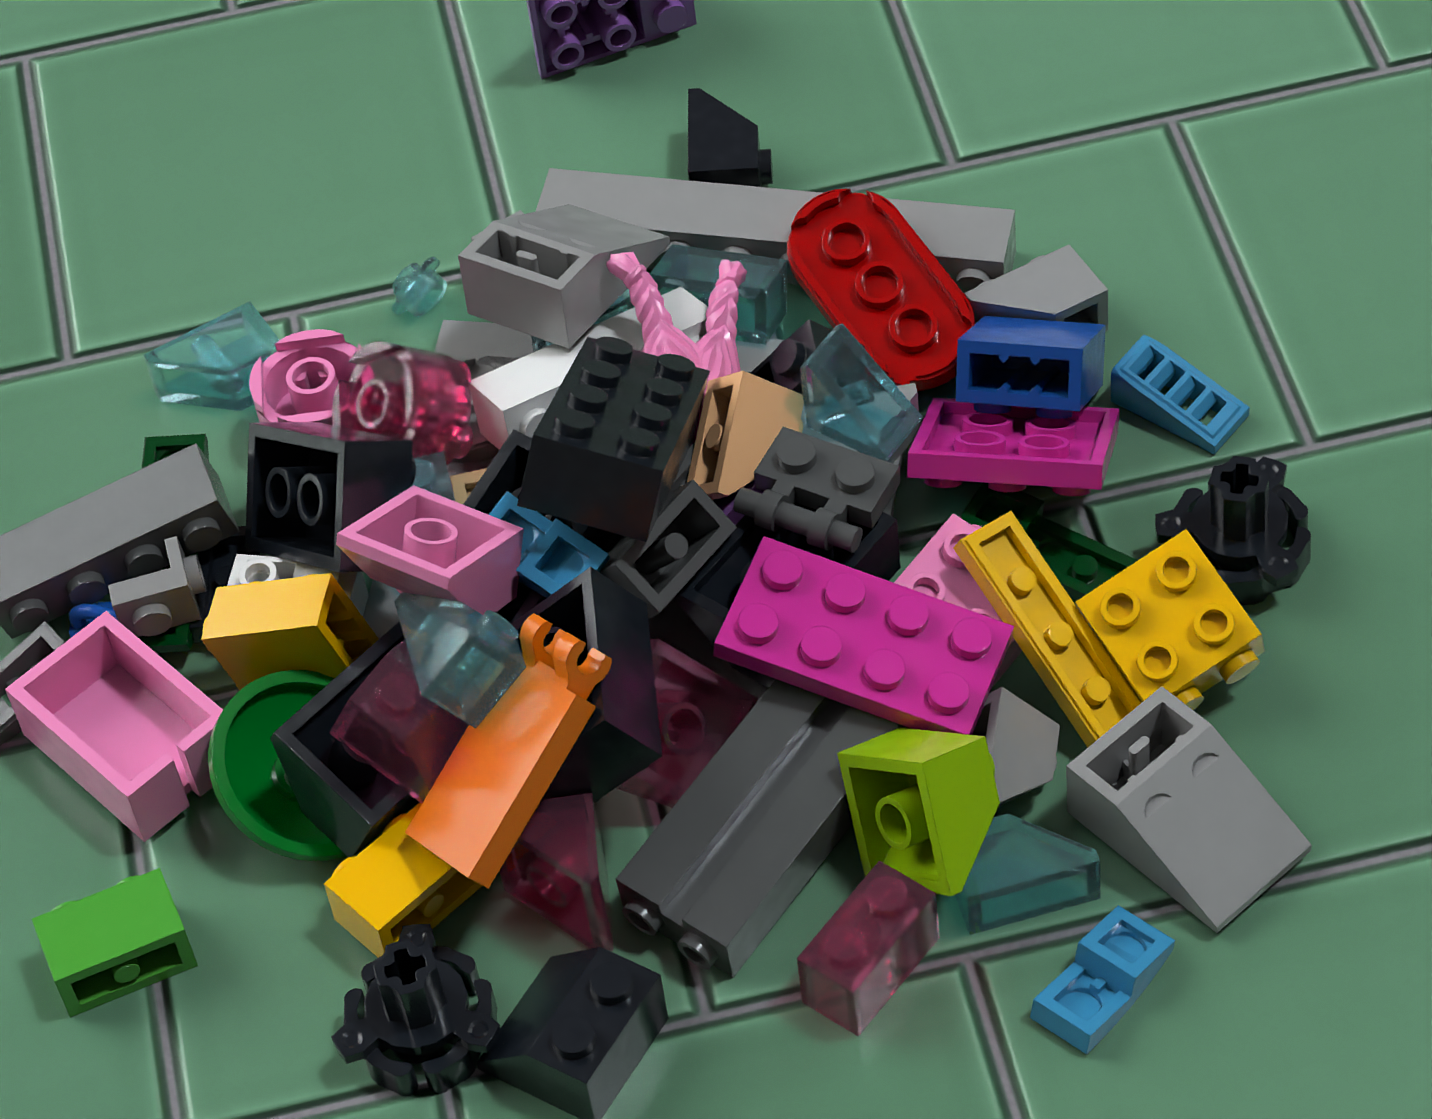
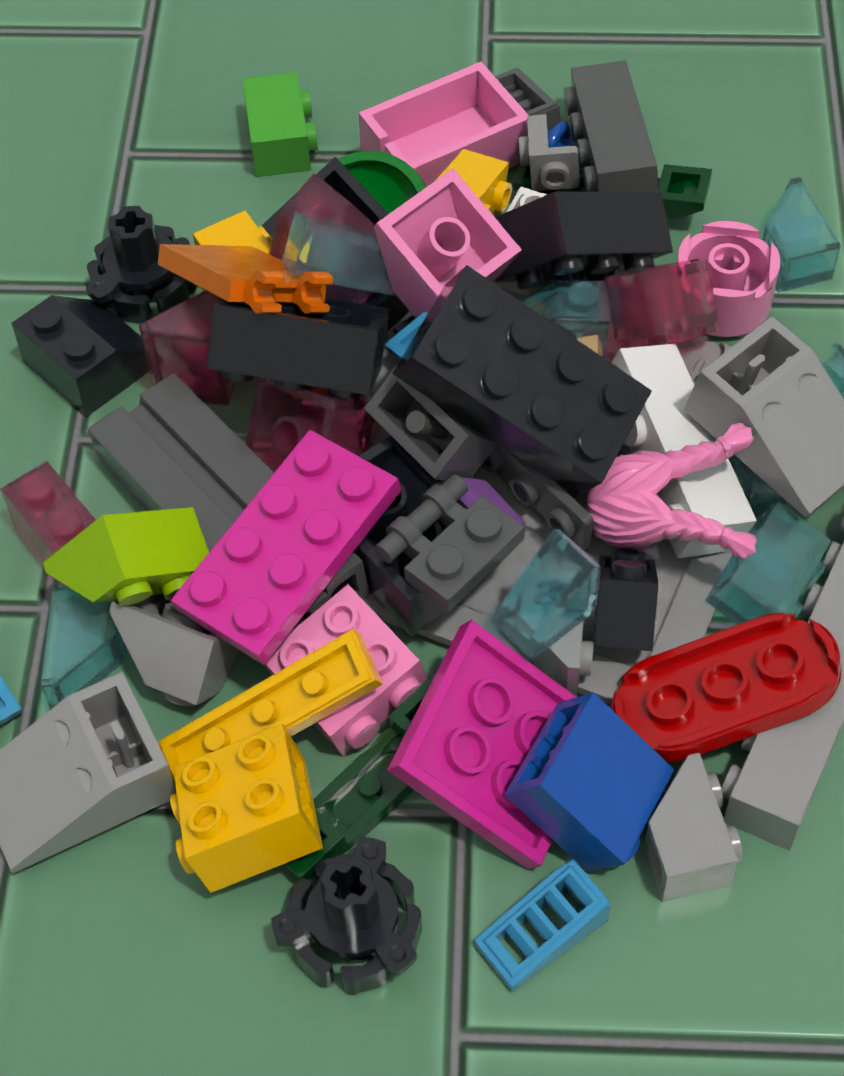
camera: 100 degrees right, 5 degrees up
(737, 429) = (545, 507): light nougat slope -> none

